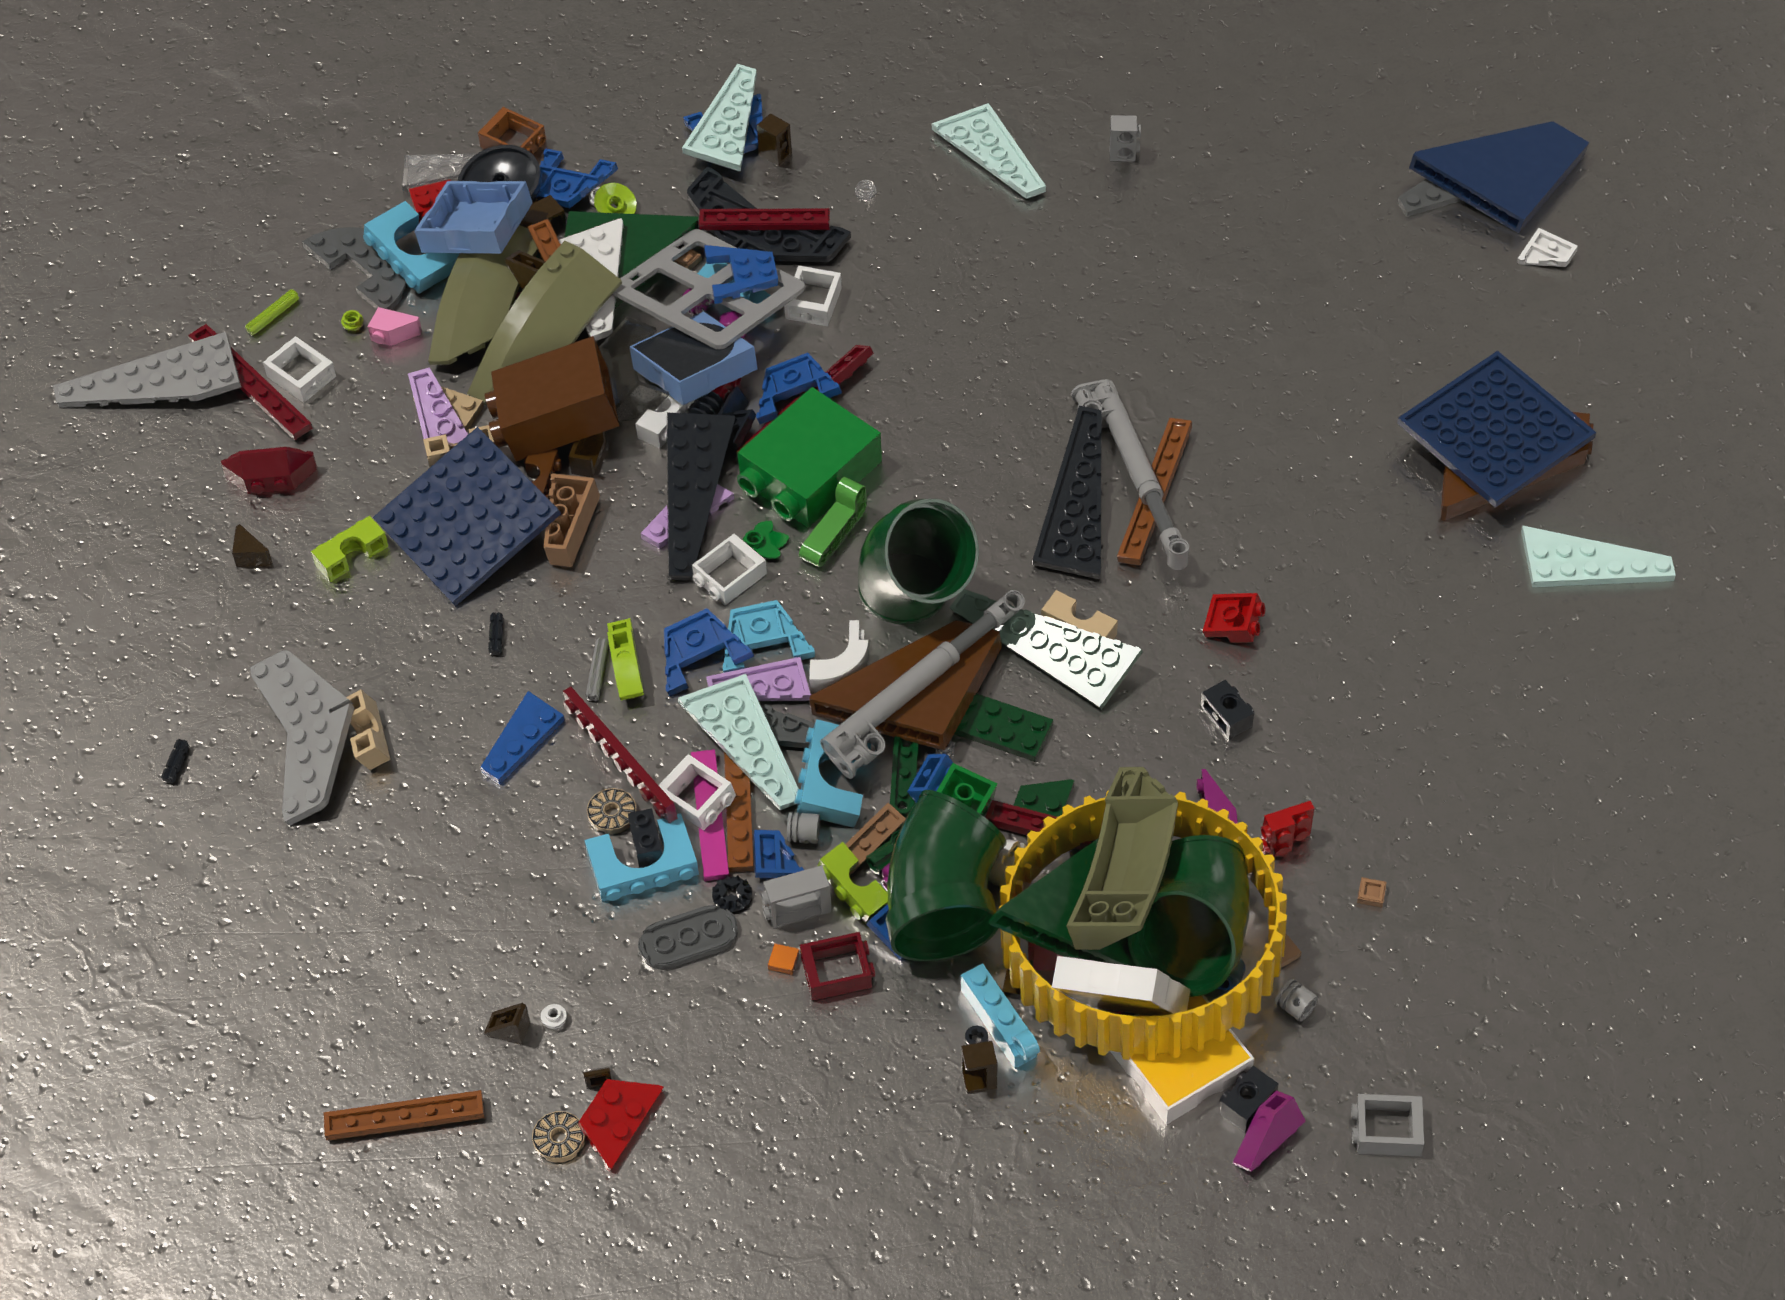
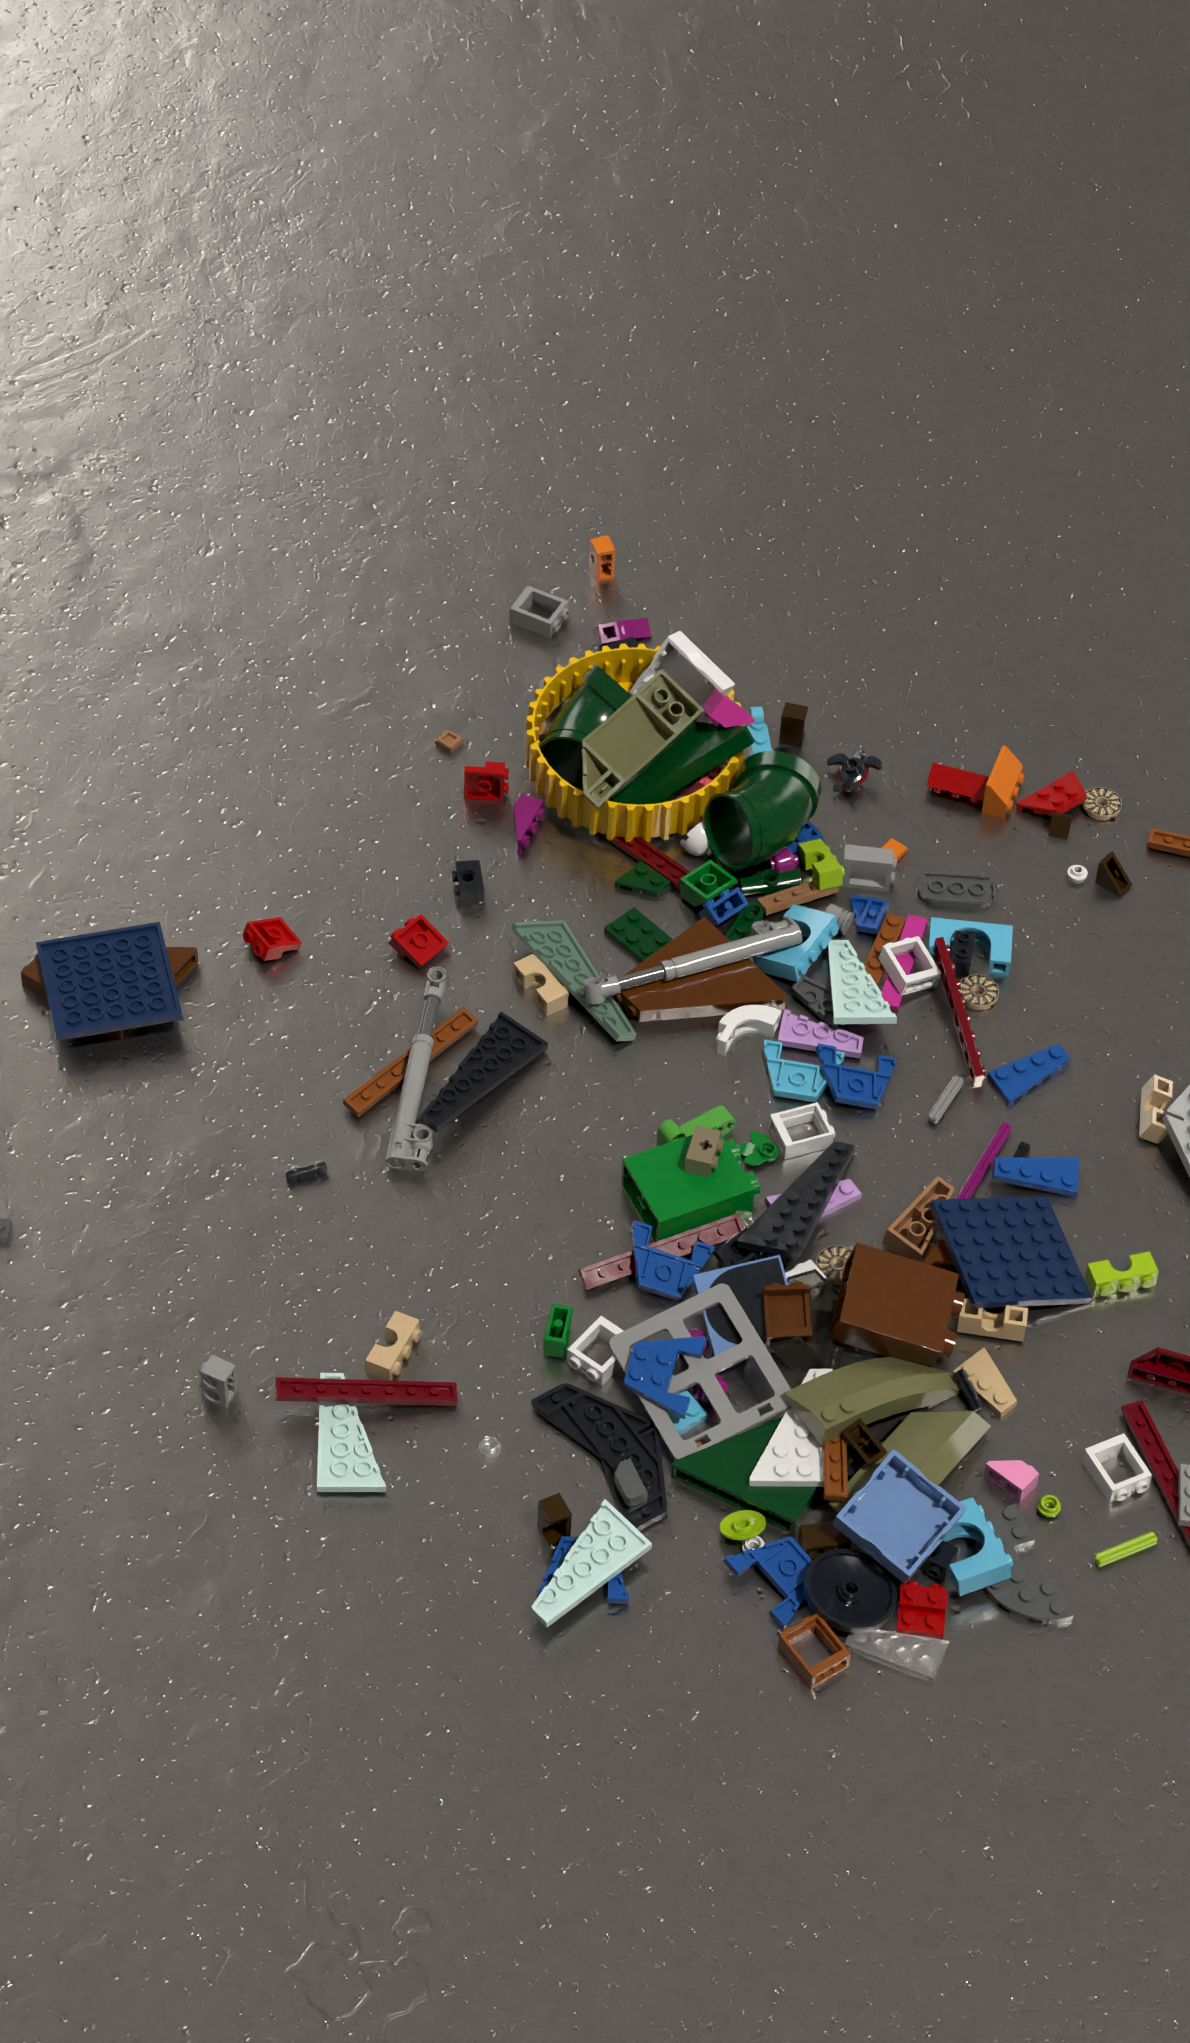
camera: 160 degrees left, 5 degrees down
(434, 408) = (1003, 1364): lavender wing -> none
(457, 622) = (1044, 1174): none -> blue wing
(461, 385) = (968, 1390): none -> black axle
(531, 609) = (985, 1161): none -> magenta axle
(625, 659) = (920, 1092): lime slope -> none
(631, 449) = (830, 1256): none -> tile
(647, 342) = (787, 1312): none -> reddish brown panel
(686, 1094) = (1003, 784): none -> orange slope
(725, 190) = (630, 1484): none -> dark grey piece
(731, 902) = (905, 908): black gear -> none
(743, 1088) = (957, 782): none -> red slope
(765, 219) = (607, 1441): dark red tile -> none
(802, 454) = (703, 1151): none -> dark tan brick
(832, 947) = (860, 814): dark red window -> none
(859, 290) = (558, 1330): none -> green brick
(878, 1041) = (853, 770): none -> black animal
(920, 528) = (660, 1038): dark green cylinder -> none
(994, 178) = (366, 1391): none -> dark red plate
(998, 244) = (387, 1361): none -> tan arch
(1036, 935) = (724, 711): none -> dark pink slope
(1181, 352) = (306, 1172): none -> black axle
(1360, 1235) = (602, 558): none -> orange brick
(1383, 559) = (270, 938): none -> red plate
(1574, 561) = (116, 887): light aqua wing -> none

